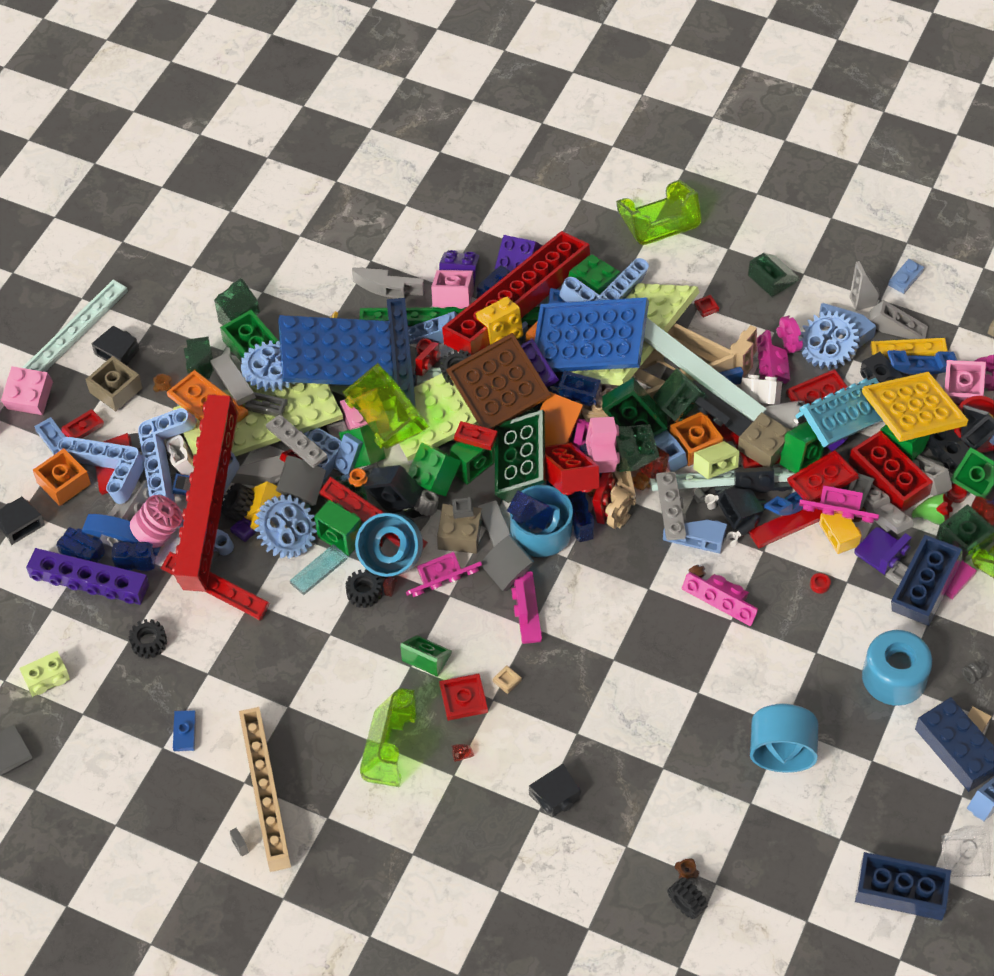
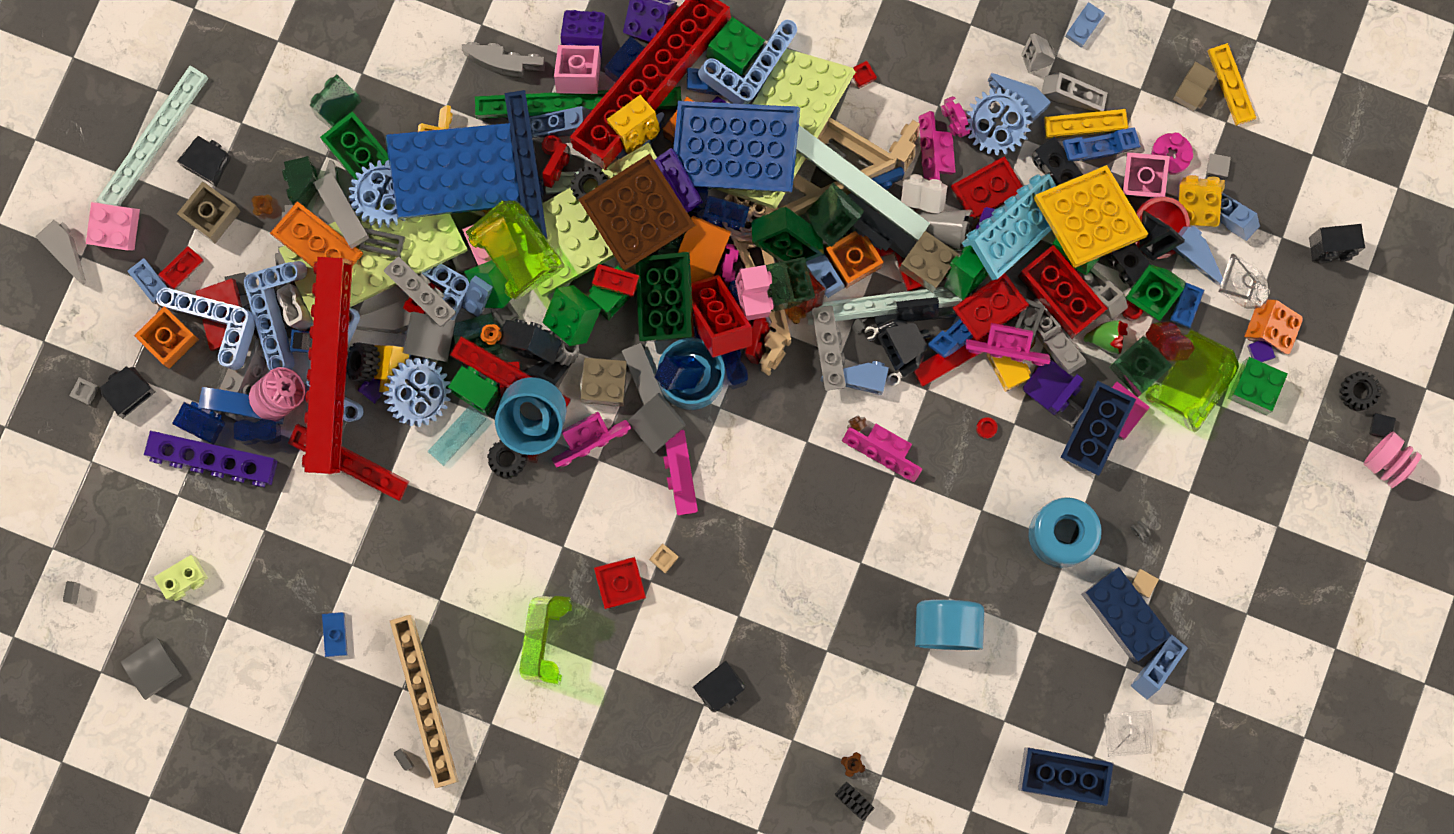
camera: 10 degrees left, 25 degrees up
(148, 648) = (271, 530): black tyre -> none
(424, 654) = (578, 533): green slope -> none
(461, 752) = (623, 646): clear red tile -> none
(462, 507) = (606, 365): dark grey tile -> none
(716, 459) = (876, 287): yellowish green brick -> none
(771, 273) = (936, 30): clear green slope -> none

